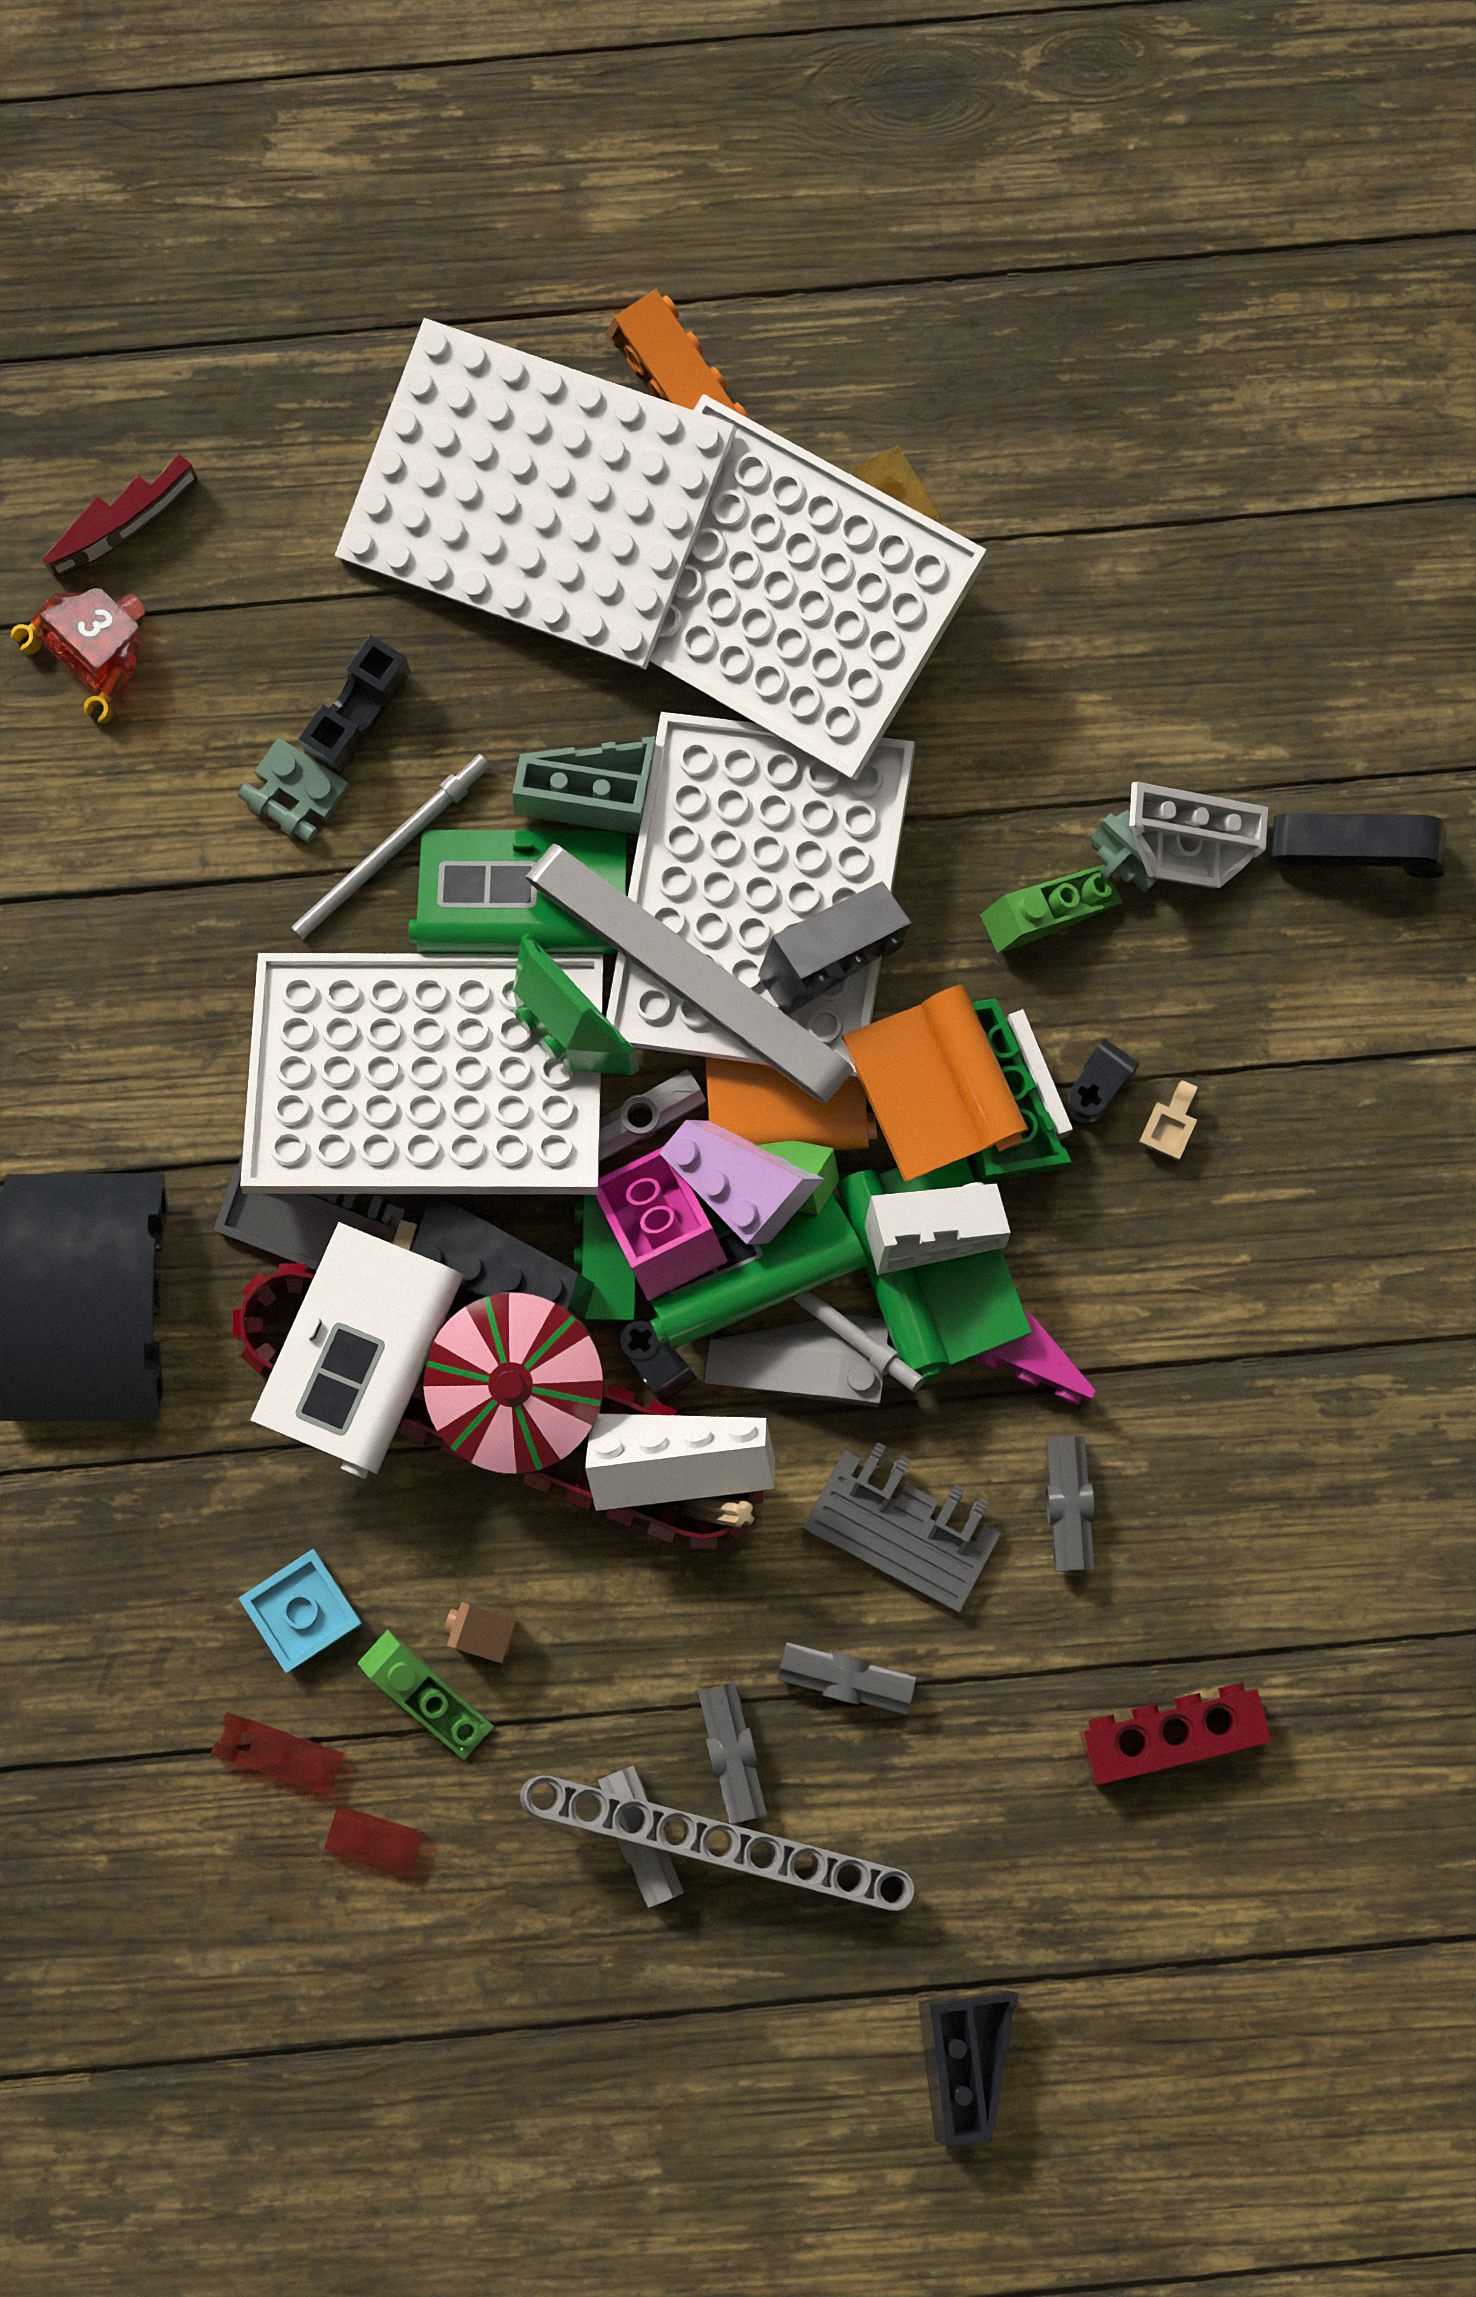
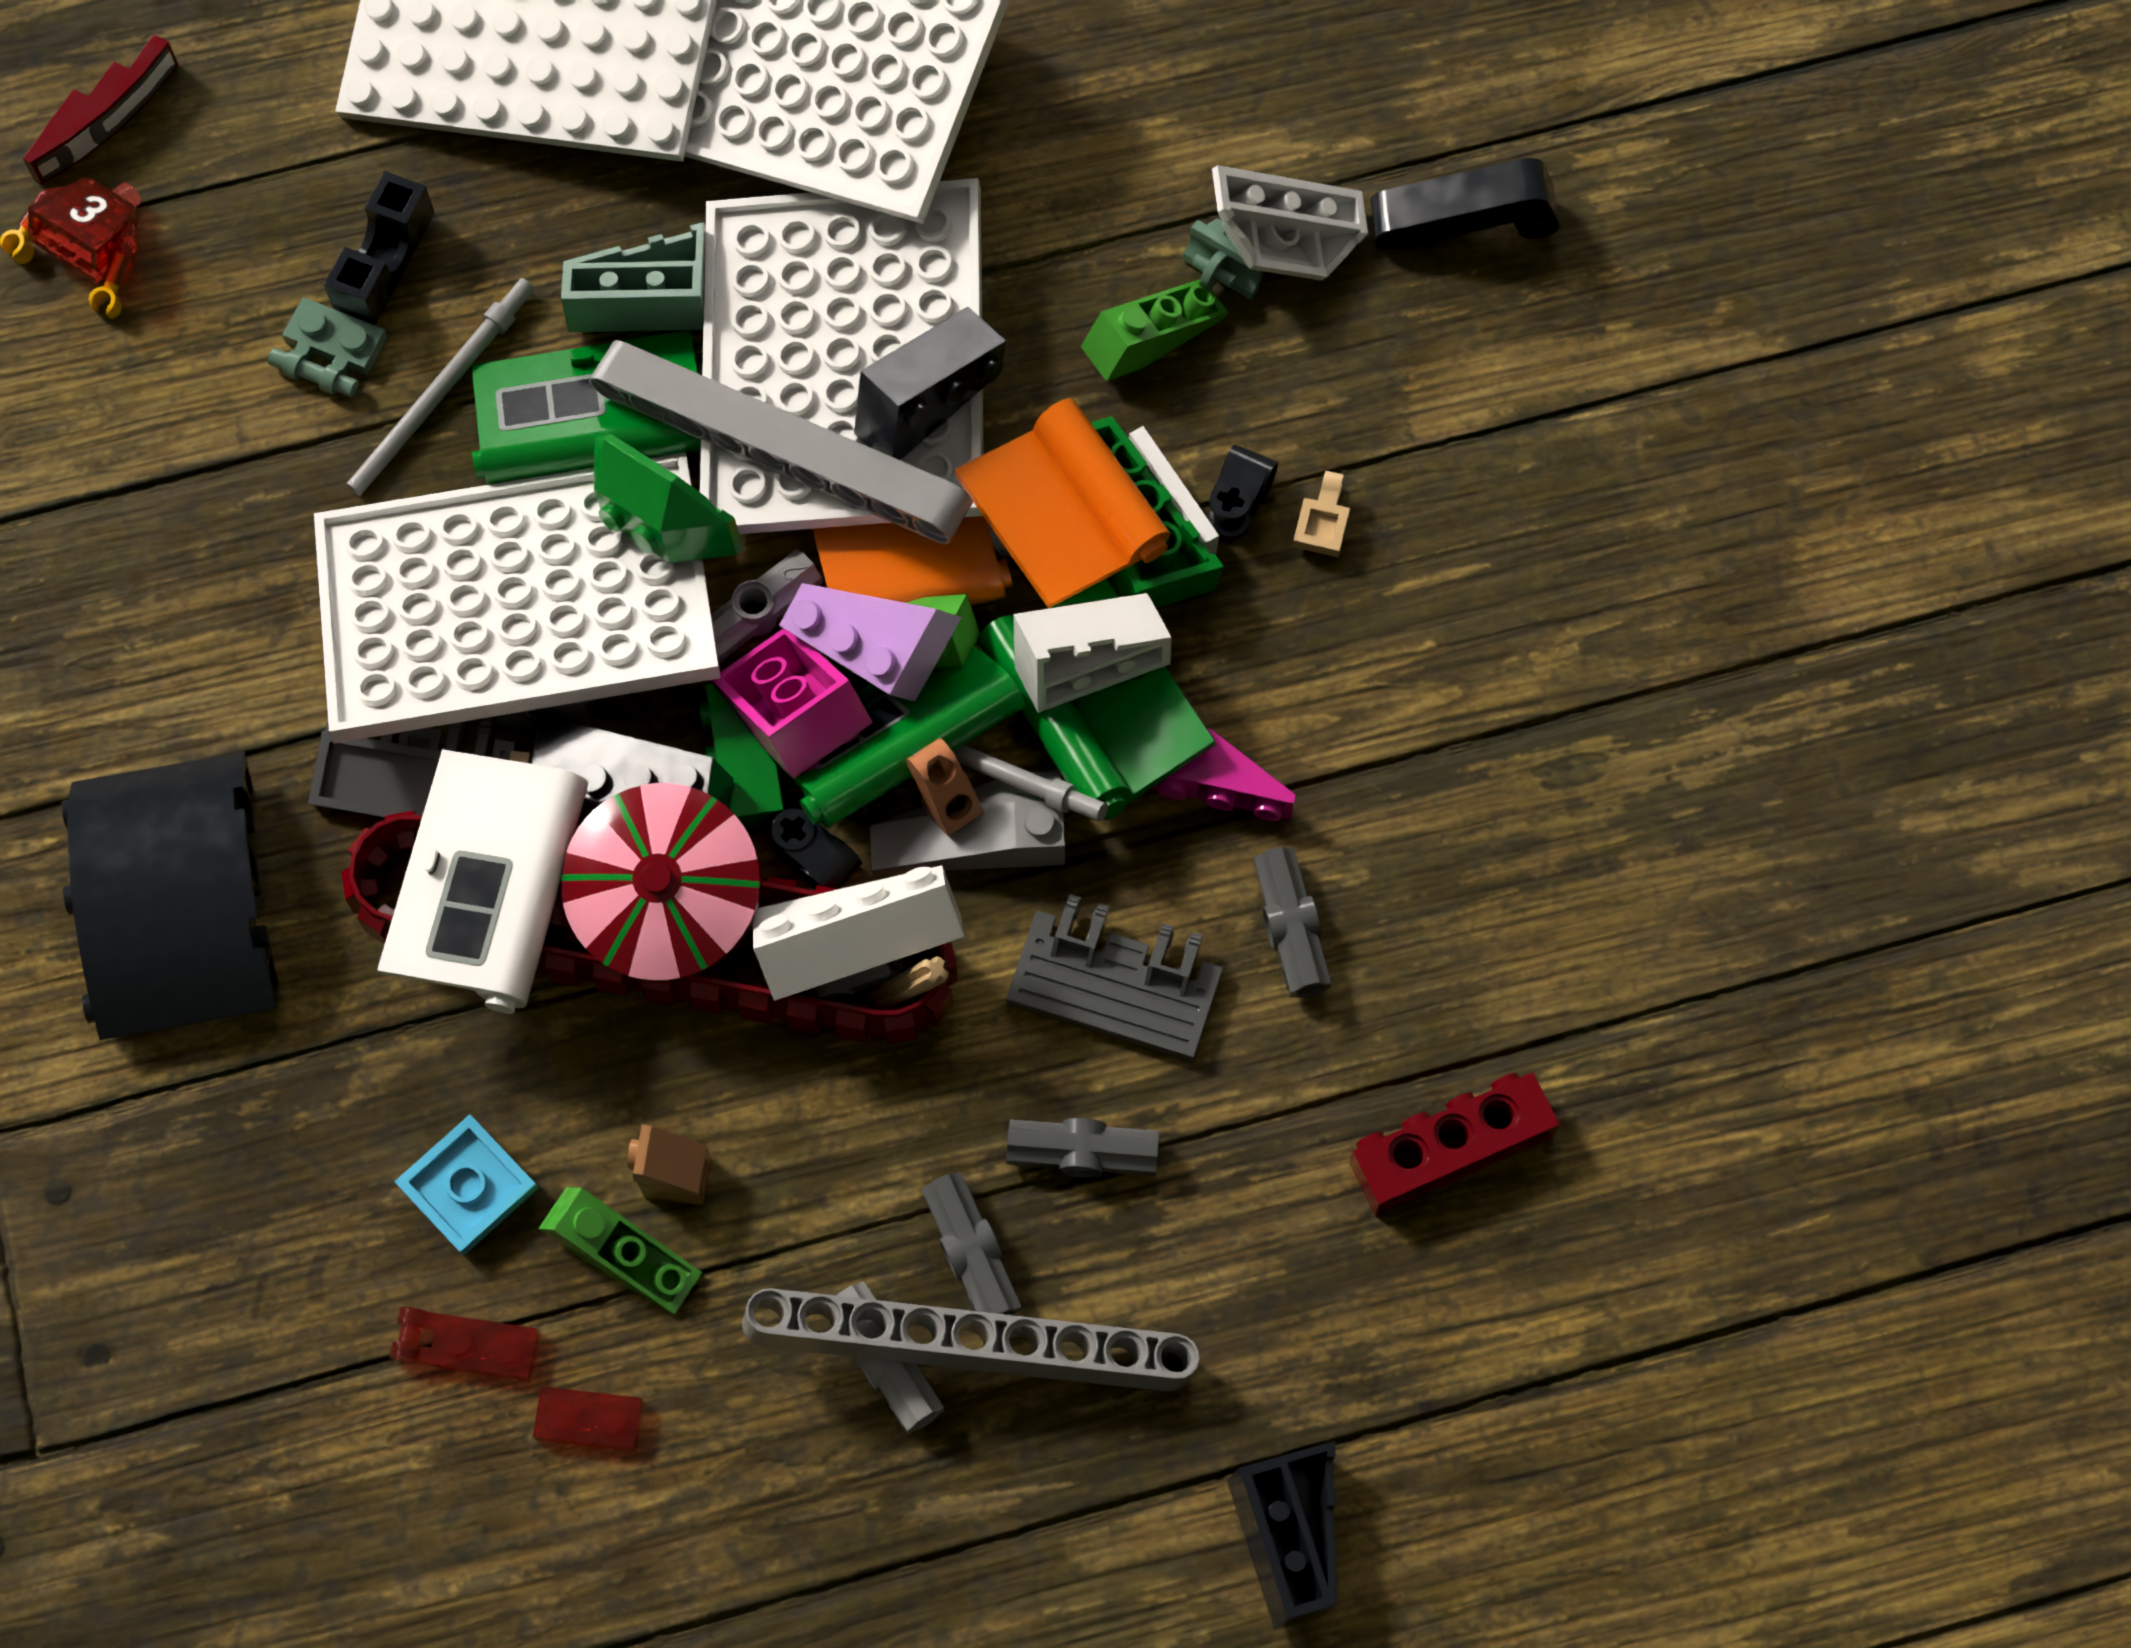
camera: 10 degrees left, 10 degrees down
(780, 1328) = (943, 783): none -> nougat leg

